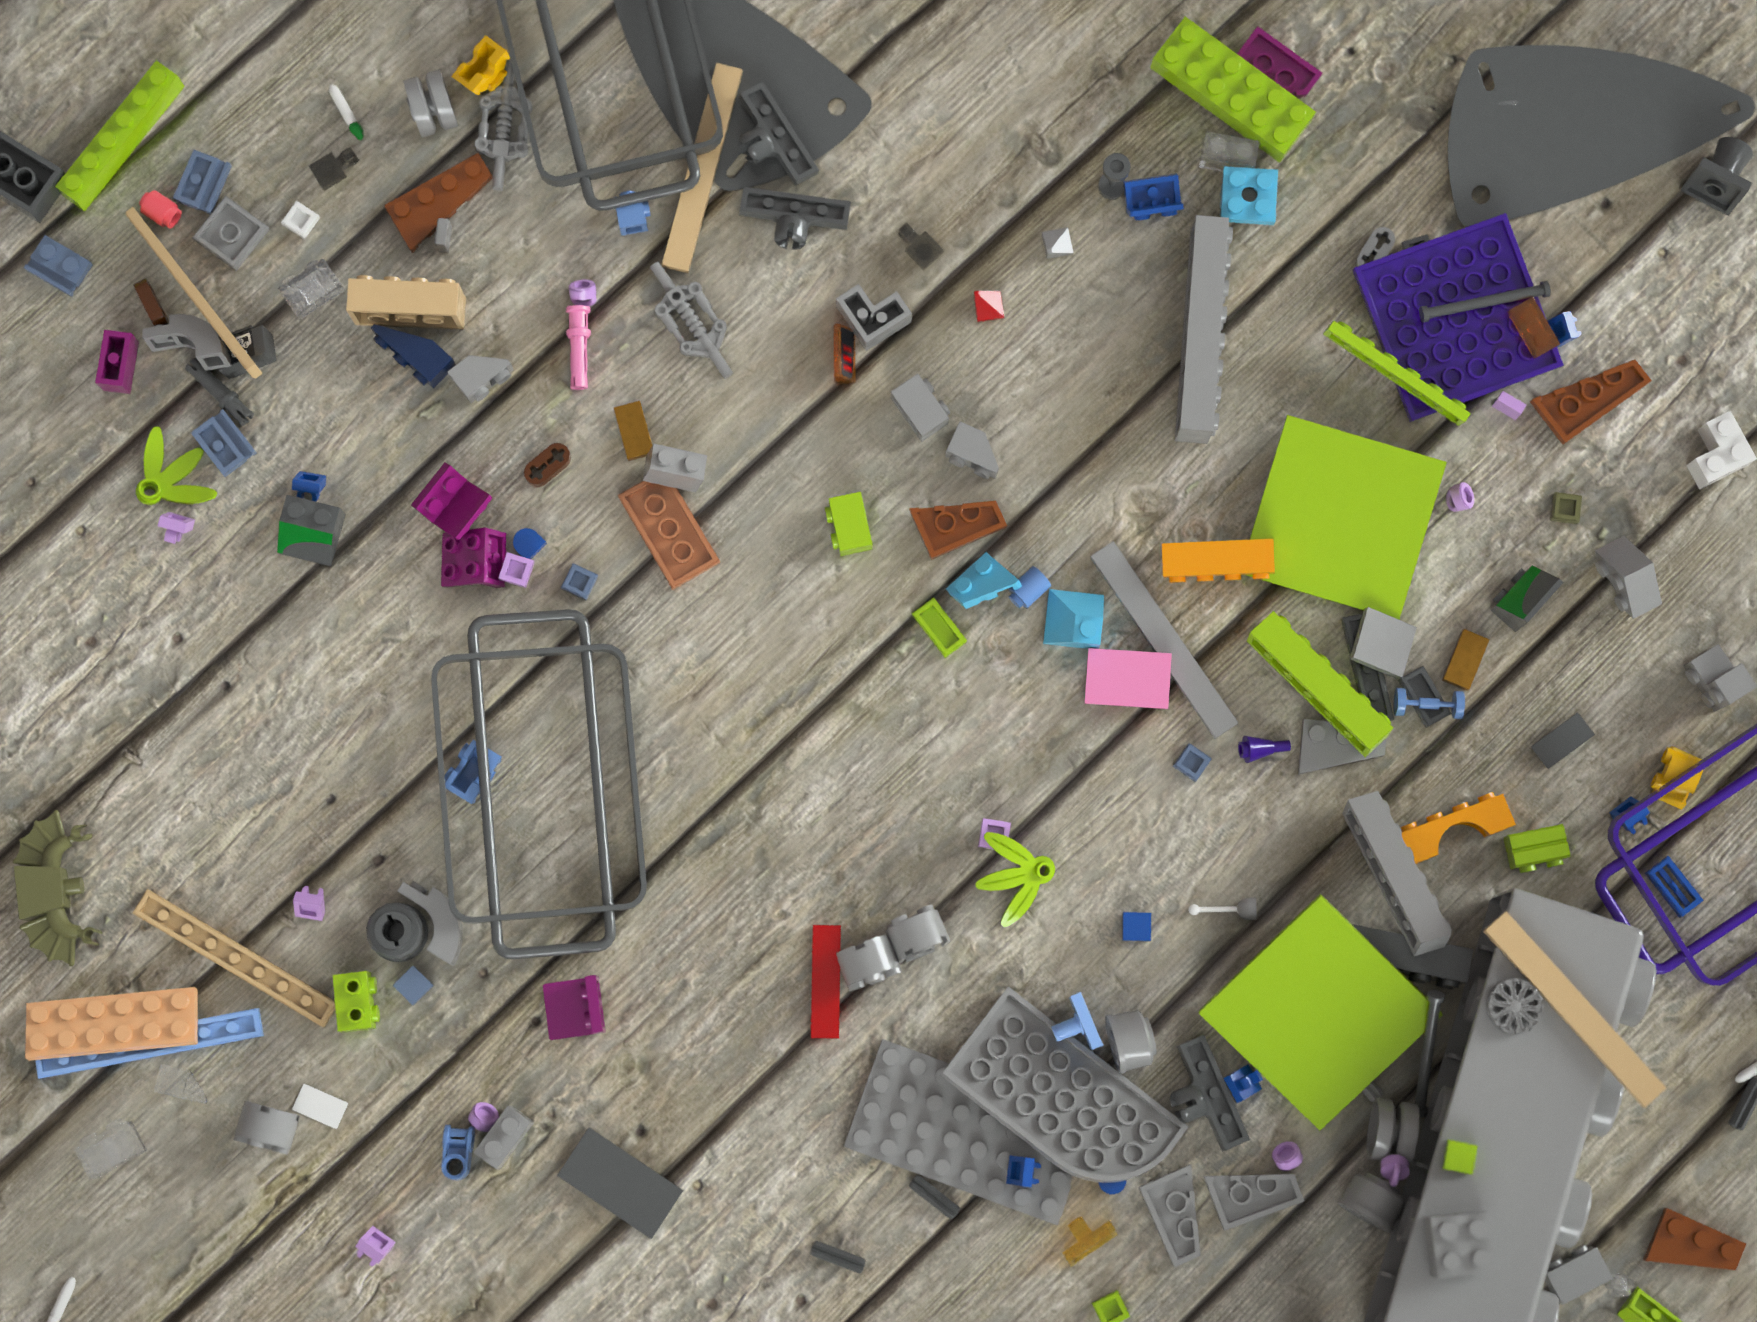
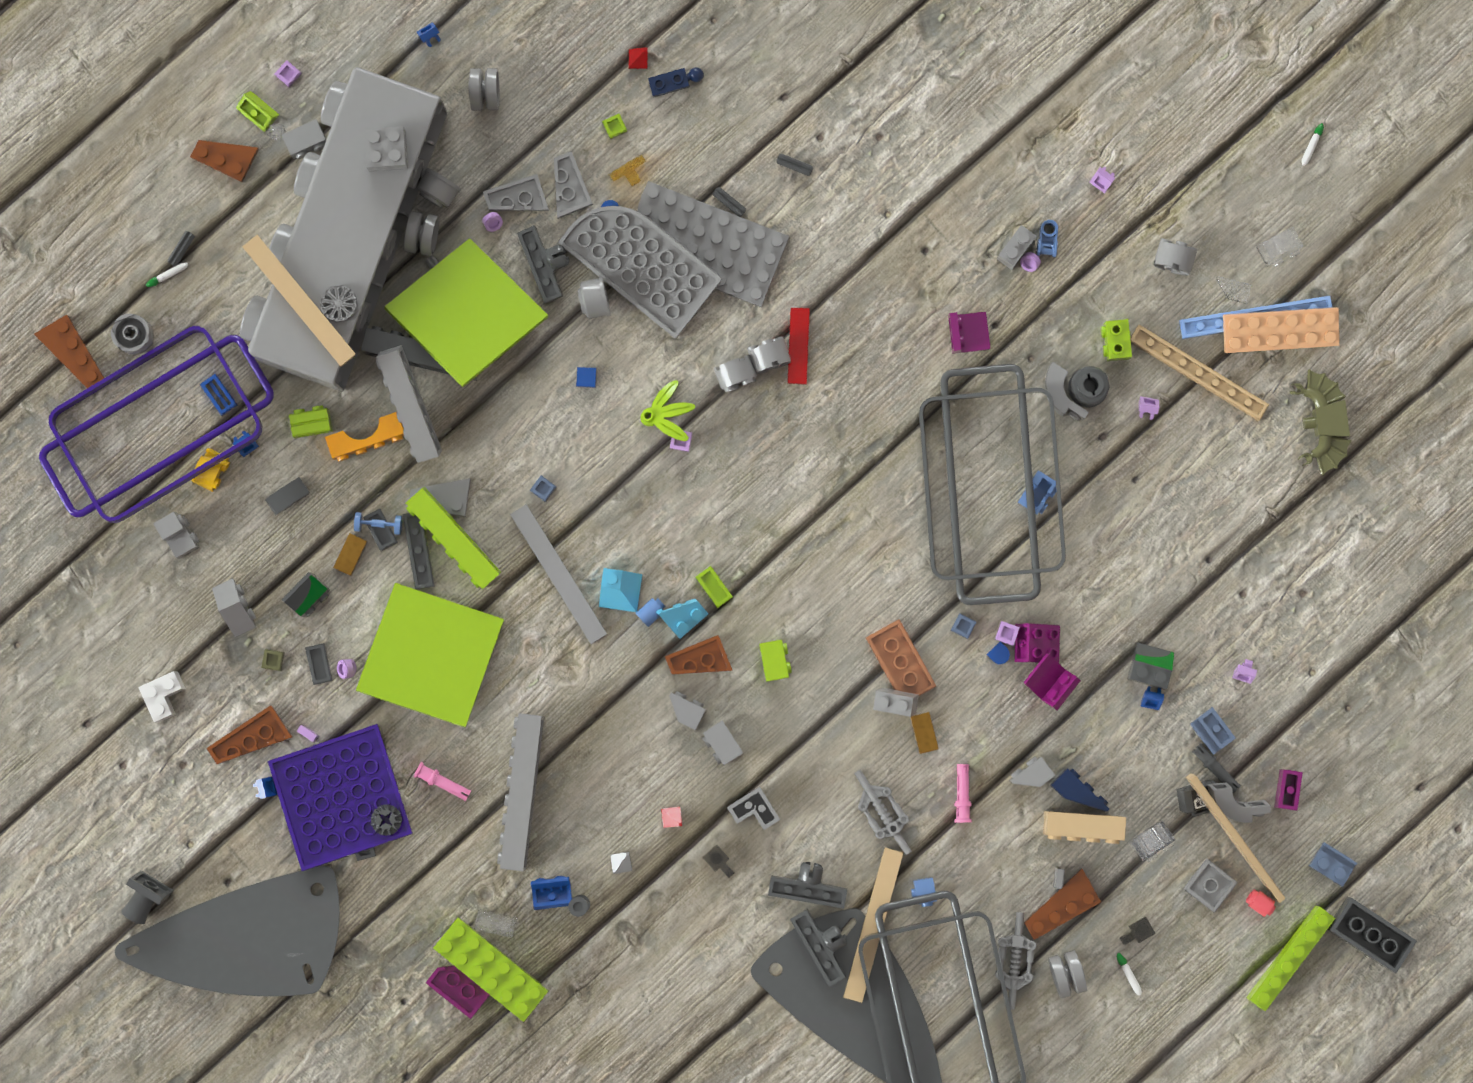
camera: 175 degrees left, 5 degrees up
(151, 302) = (1265, 833): reddish brown beam -> none
(162, 482) = (1246, 712): lime plant -> none
(202, 182) = (1231, 923): sand blue plate -> none
(300, 219) = (1161, 894): white tile -> none
(320, 1106) = (1140, 273): white sticker -> none
(413, 985) = (1078, 351): sand blue tile -> none
(485, 68) = (1029, 1000): yellow cylinder -> none
(550, 470) = (988, 713): reddish brown beam -> none
(582, 290) = (959, 834): lavender tile -> none
(620, 1183) = (939, 216): dark grey tile -> none
(844, 355) = (775, 783): slope -> none
(1021, 1171) = (671, 214): blue tile -> none
(1080, 1023) = (626, 311): light blue tile -> none
(1128, 678) = (584, 546): bright pink tile -> none
(1218, 559) = (518, 627): light orange brick -> none
(1243, 1083) = (519, 270): blue tile -> none
(1246, 909) = (511, 387): hinge -> none
(1249, 195) = (483, 890): medium azure piece -> none
(1256, 748) = (498, 496): dark purple cone -> none
(1326, 349) = (433, 777): none -> bright pink pin
(1369, 247) = (398, 852): light grey beam -> none
(1379, 285) = (395, 818): none -> dark grey gear
(1383, 643) = (407, 566): light grey tile -> none
(1395, 1168) = (422, 207): lavender tile -> none
(1405, 378) = (378, 751): lime plate -> none
(1435, 999) = (389, 315): dark grey bar -> none
(1459, 1157) = (382, 206): lime tile -> none
(1485, 301) = (320, 806): dark grey bar -> none
(1500, 504) = (318, 664): none -> dark grey tile
(1533, 327) = (287, 787): clear orange plate -> none

